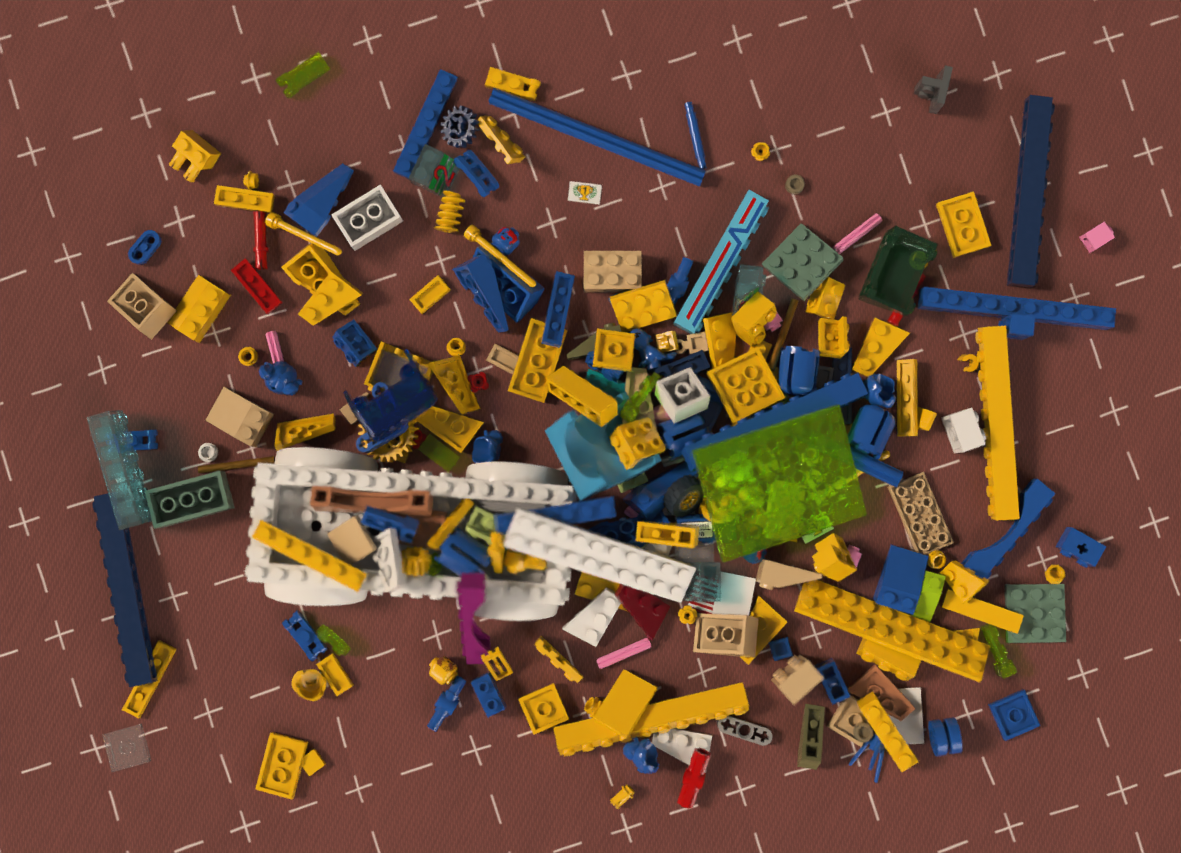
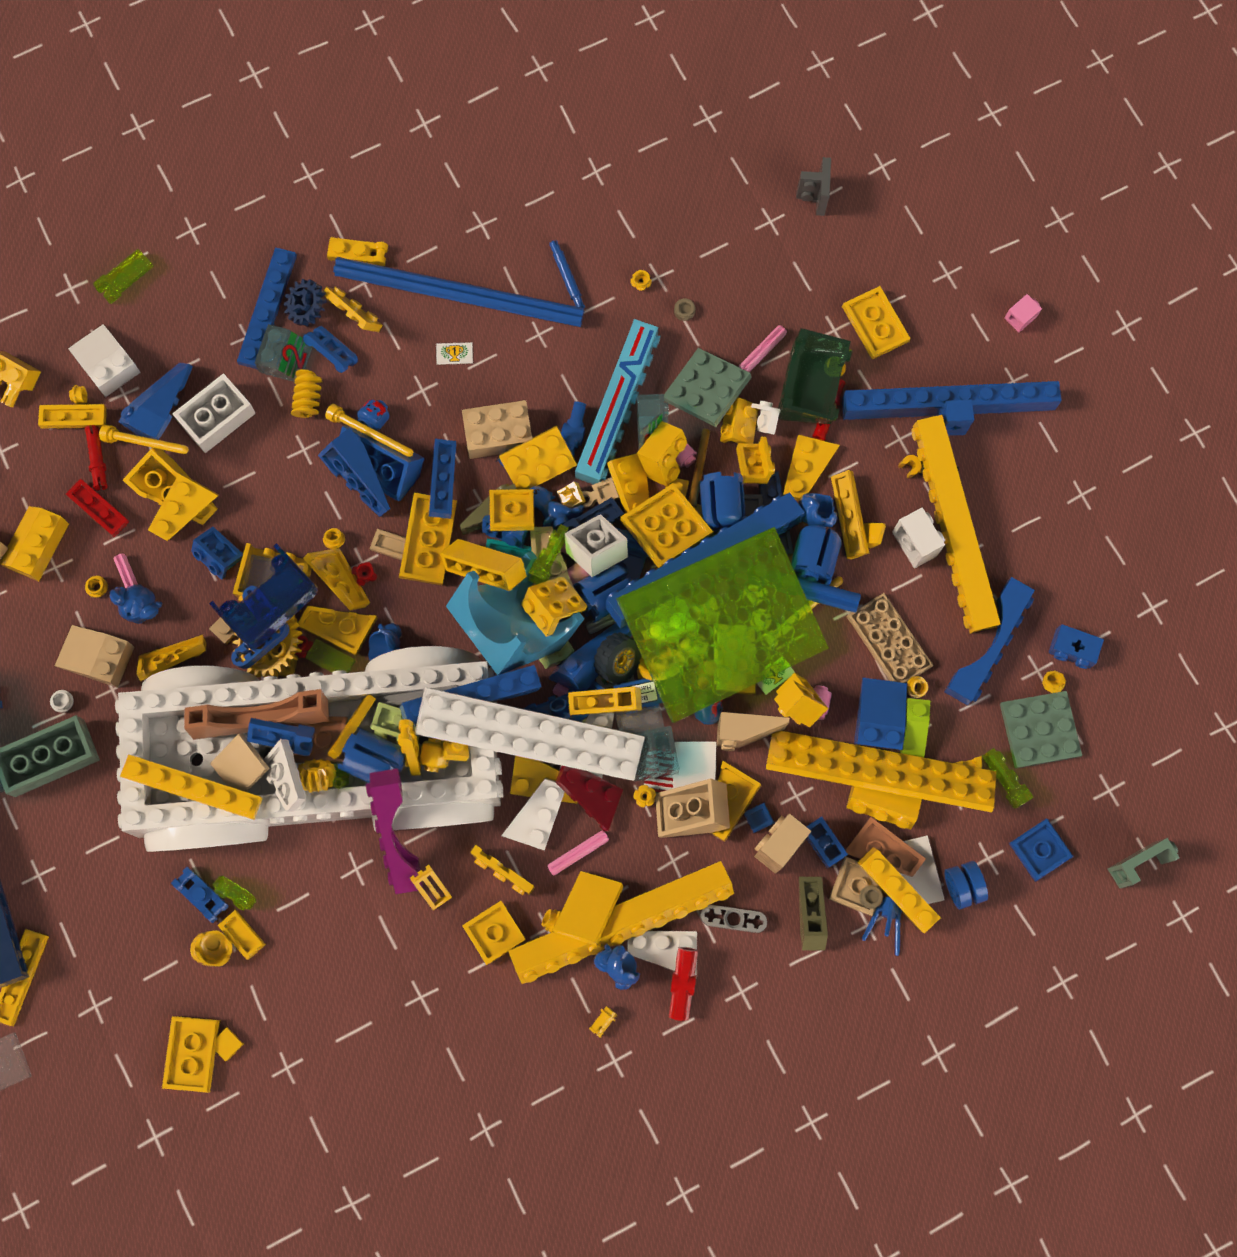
camera: 15 degrees left, 10 degrees down
(235, 464) = (89, 712): pearl gold bar -> none
(276, 151) = (104, 360): none -> white slope
(430, 294) = (296, 487): yellow tile -> none
(443, 670) = (368, 906): yellow head -> none
(446, 703) = (378, 945): blue pin -> none
(488, 694) = (426, 925): blue brick -> none
(851, 299) = (768, 418): none -> white bracket
(963, 580) = (951, 703): yellow wing -> none
(984, 612) = (980, 735): yellow tile -> none
(1030, 191) = (941, 278): dark blue brick -> none
(1083, 743) = (1124, 871): none -> sand green panel

